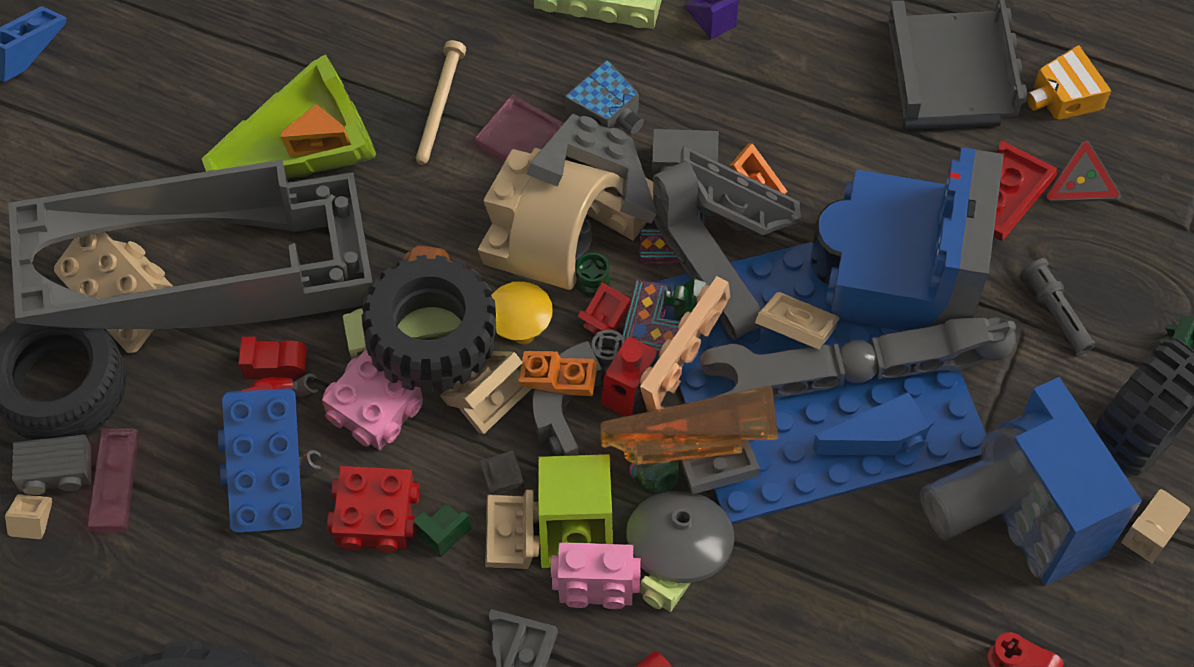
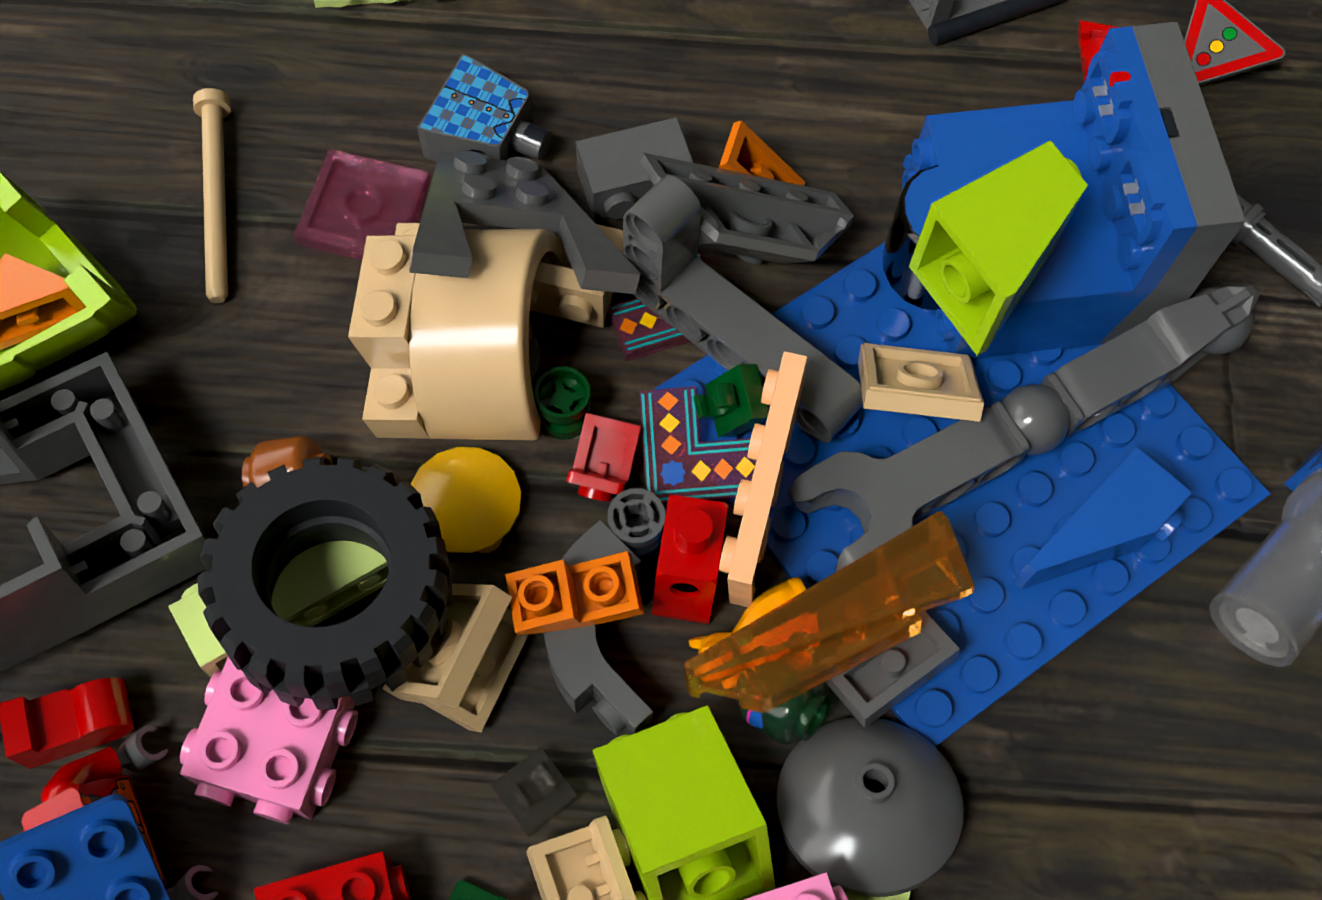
camera: 25 degrees left, 5 degrees up
(855, 248) = (993, 239): none -> lime slope

